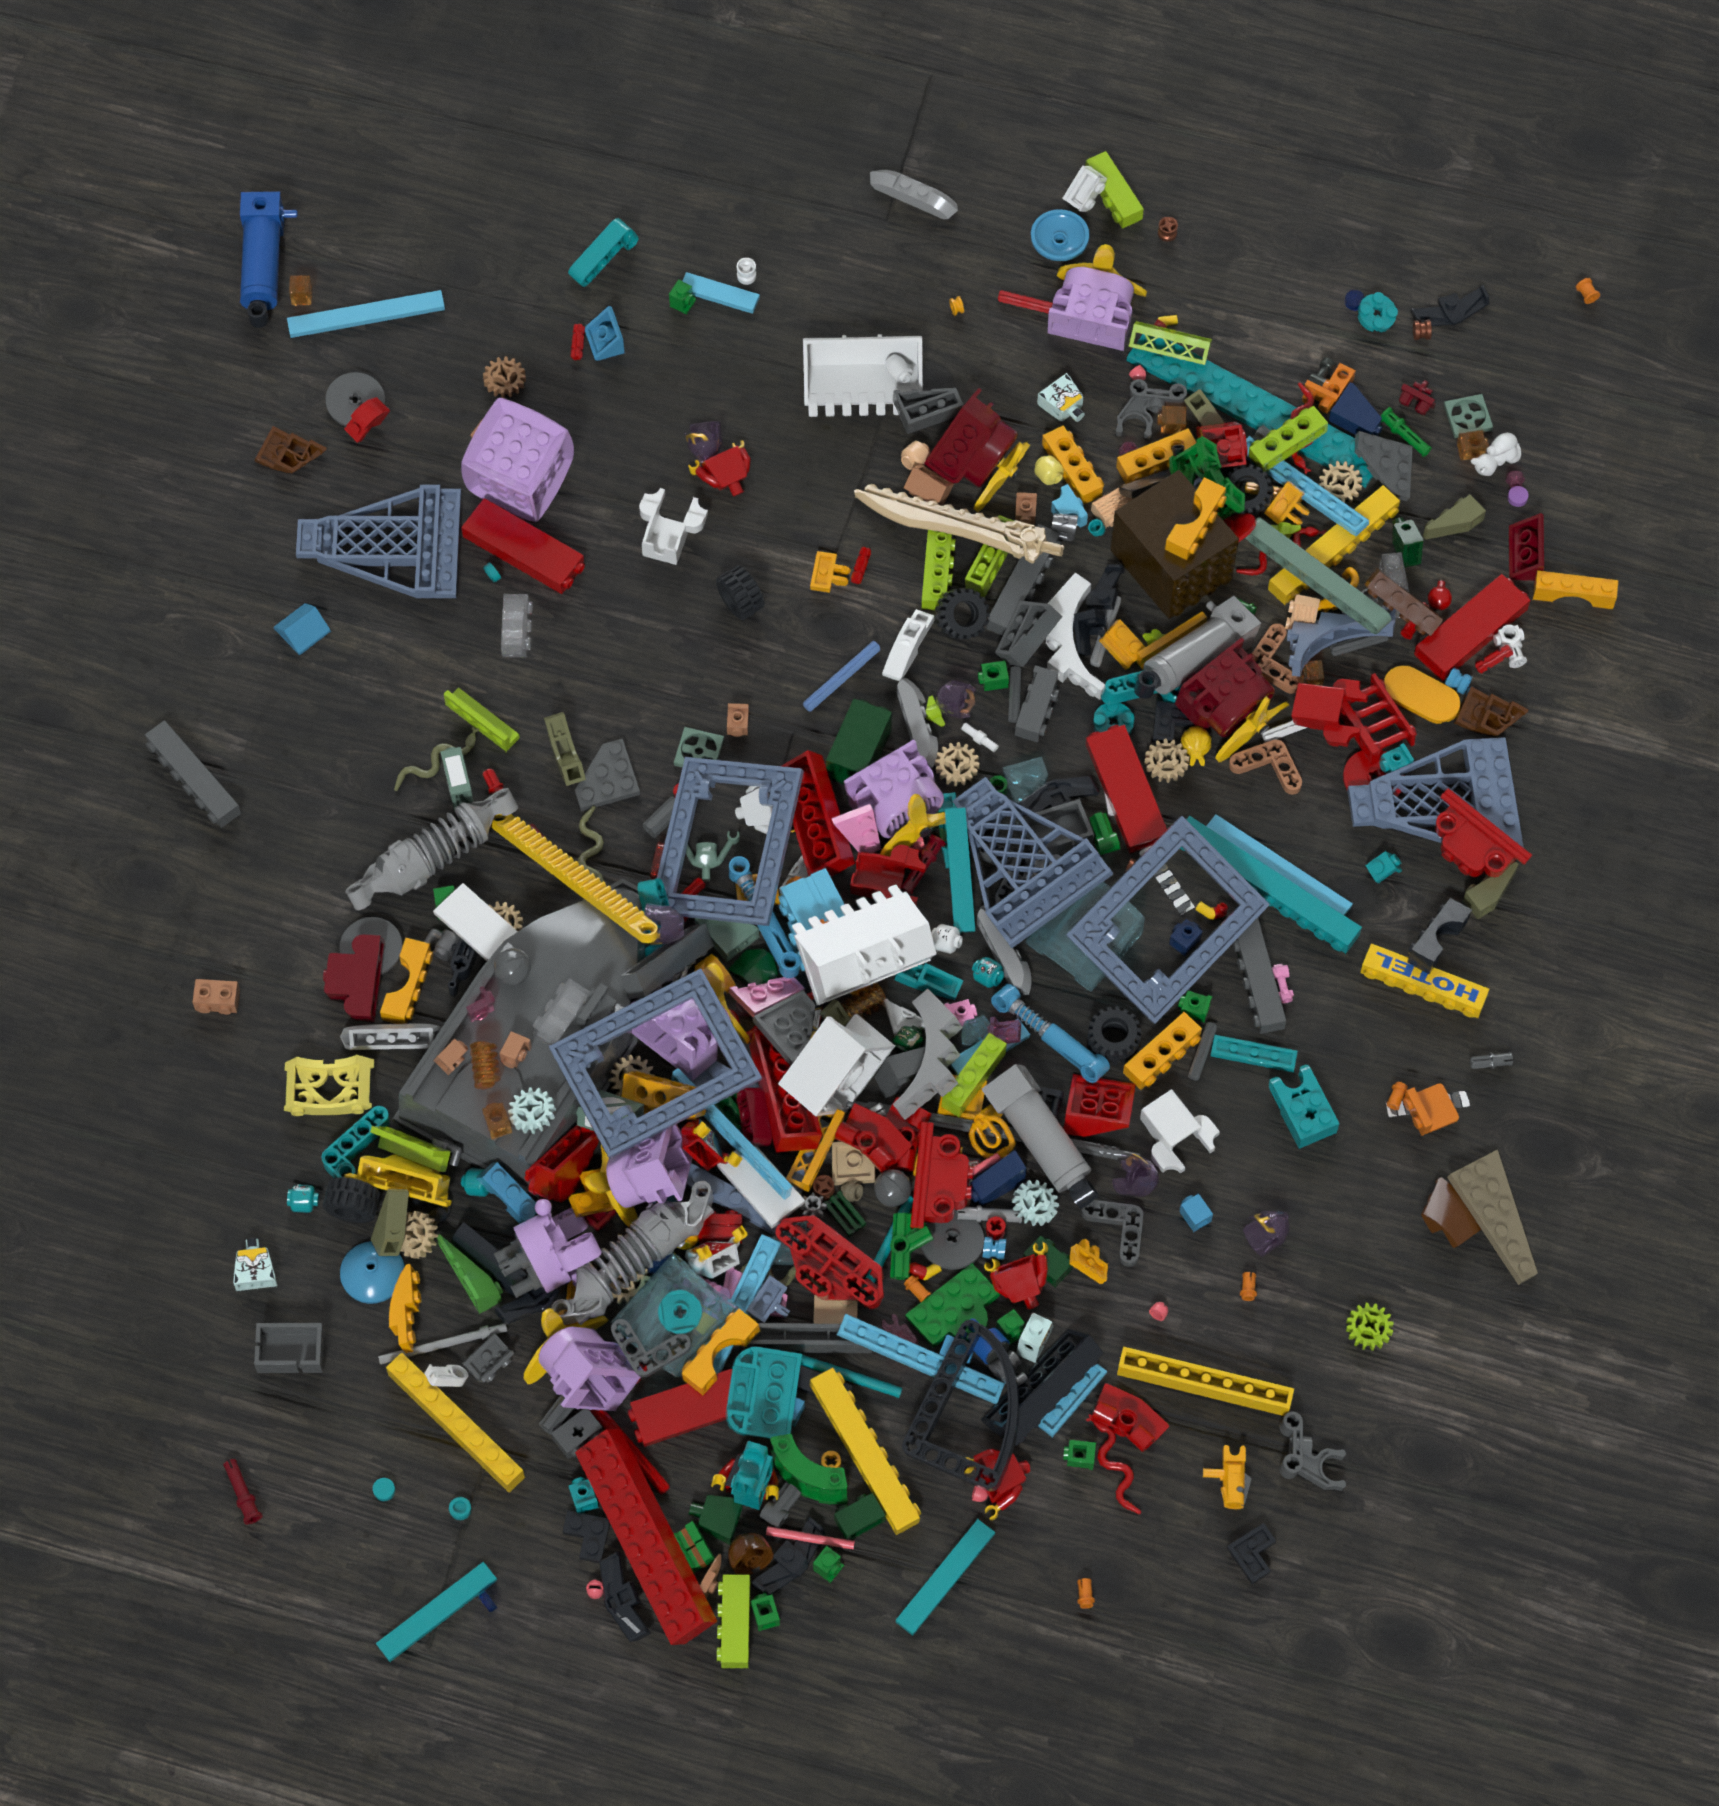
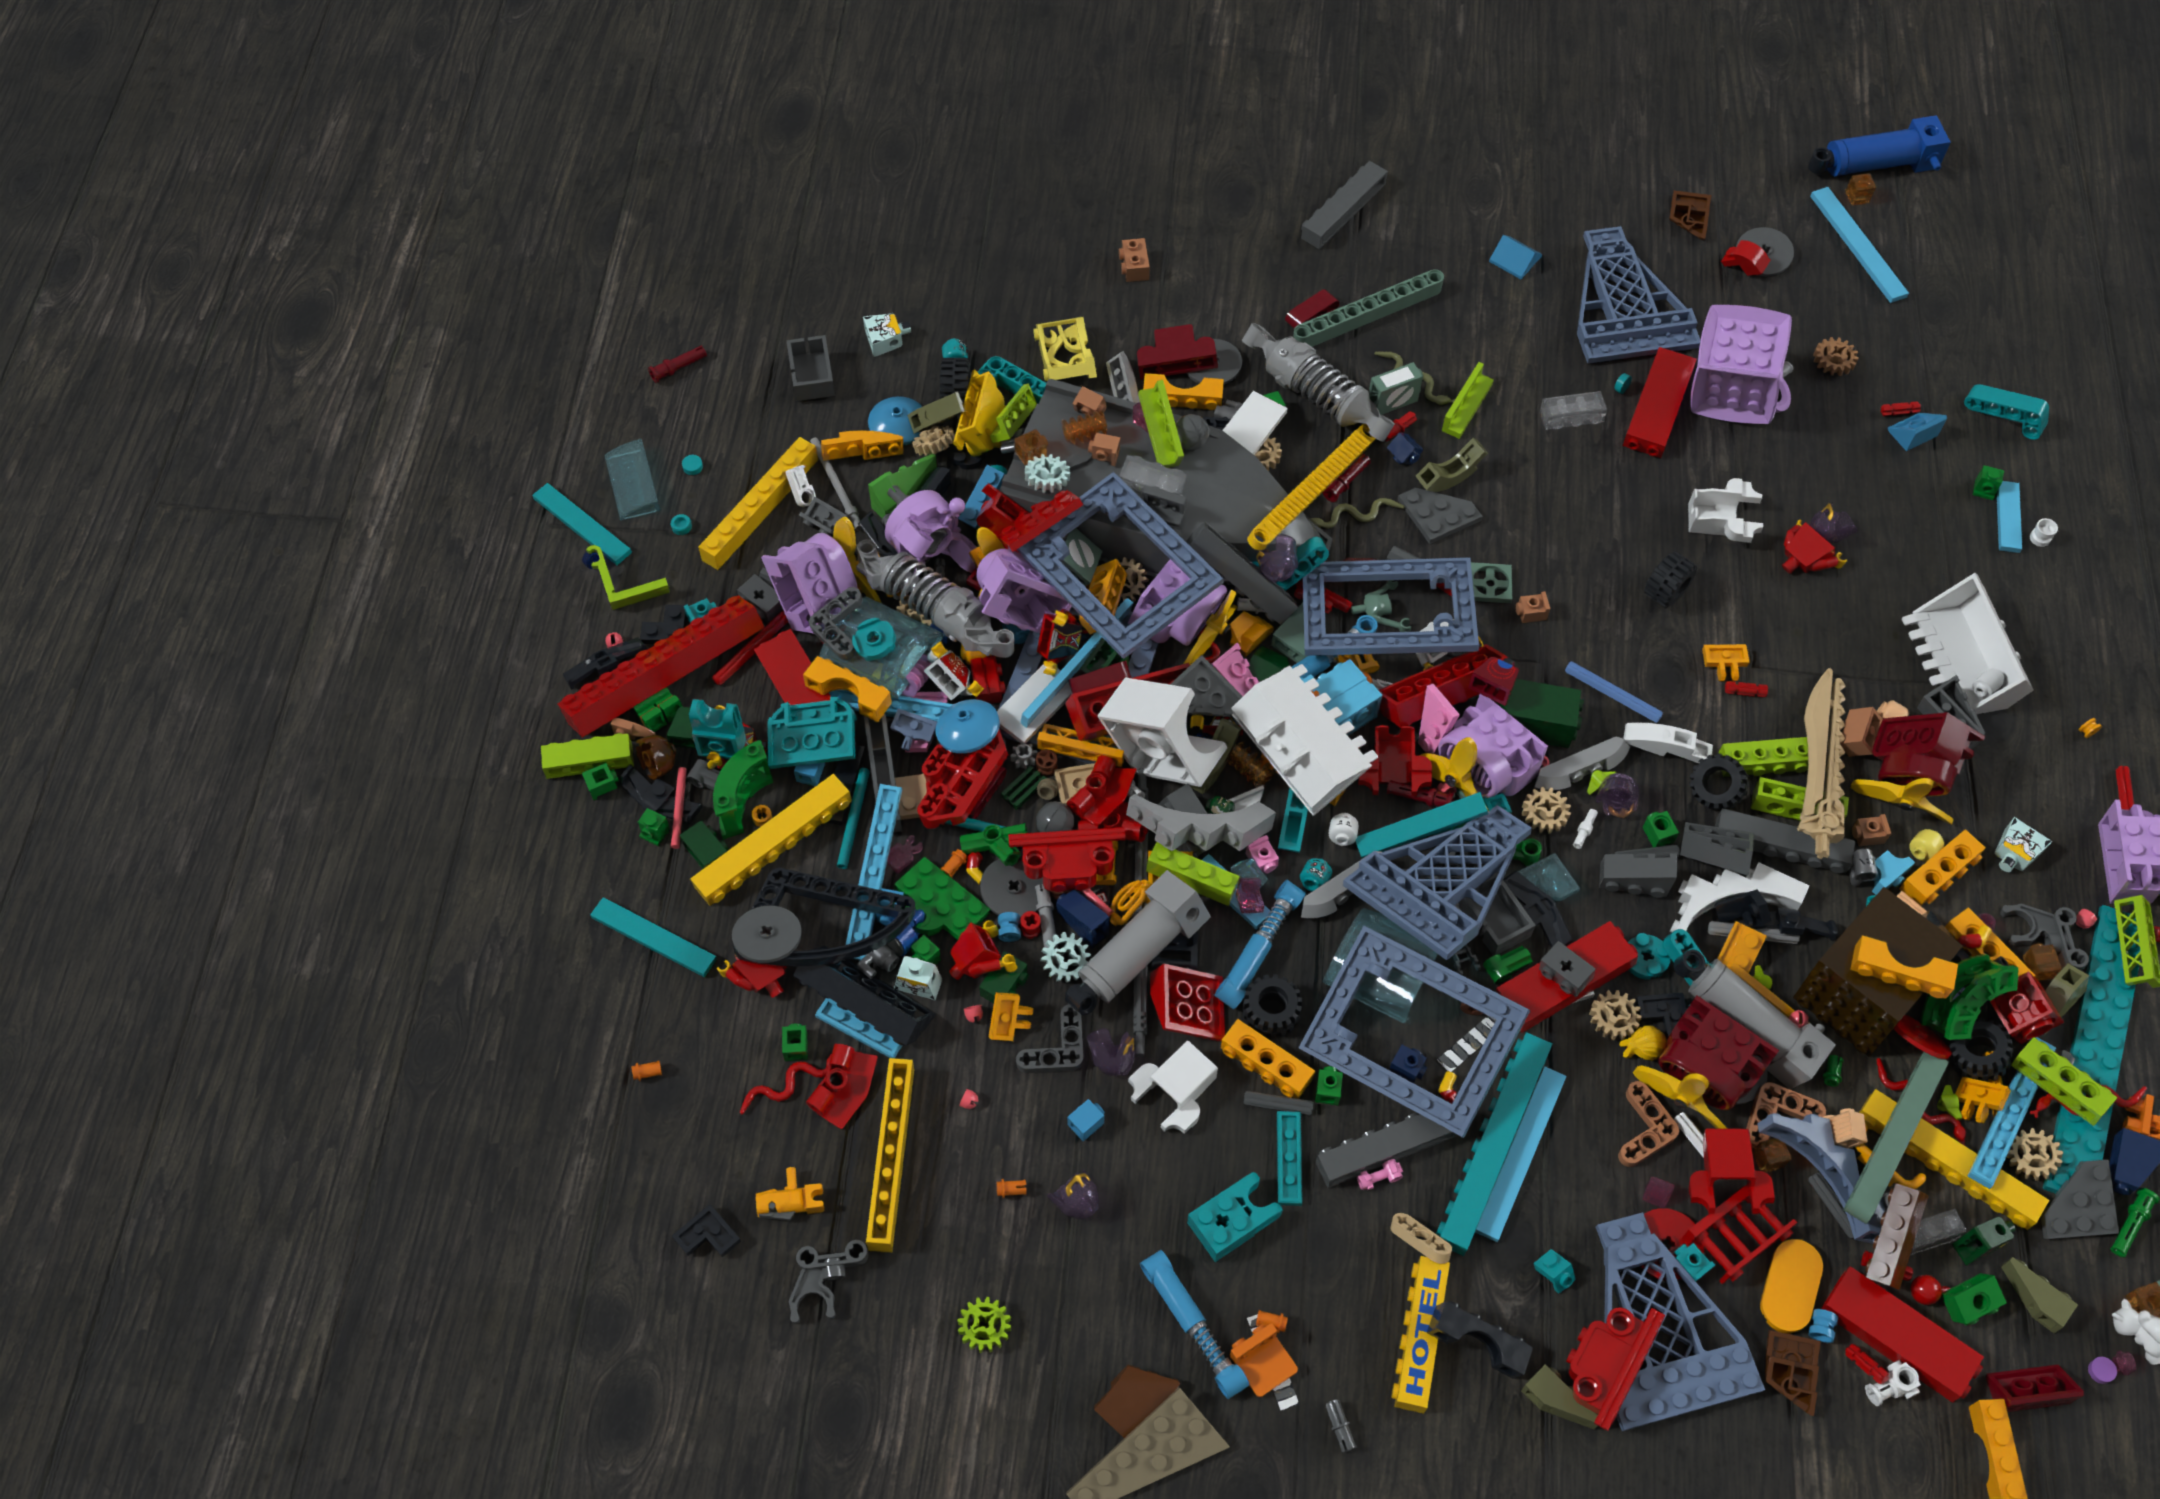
camera: 80 degrees right, 5 degrees down
(329, 836) = (1311, 308): none -> dark red beam
(344, 790) = (1370, 308): none -> sand green beam
(391, 1553) = (631, 480): none -> clear light blue slope
(504, 991) = (1161, 425): none -> lime fence
(530, 787) = (1405, 449): none -> dark blue brick
(544, 1583) = (630, 595): none -> lime hinge
(586, 1127) = (1040, 519): none -> red plate
(796, 1252) = (967, 726): none -> dark azure dish
(836, 764) = (1495, 679): none -> dark red torso
(998, 1455) = (758, 947): none -> dark grey piece
(1074, 1293) = (973, 1011): none -> coral hinge
(1133, 774) = (1566, 969): none -> dark grey brick
(1151, 461) = (1976, 941): none -> red arm
(1198, 620) = (1794, 1016): none -> coral hinge
(1329, 771) = (1658, 1192): none -> clear pink slope
(1330, 967) = (1433, 1247): none -> tan beam
(1343, 1176) = (1160, 1273): none -> dark azure piece
(1452, 566) = (1960, 1299): none -> green brick

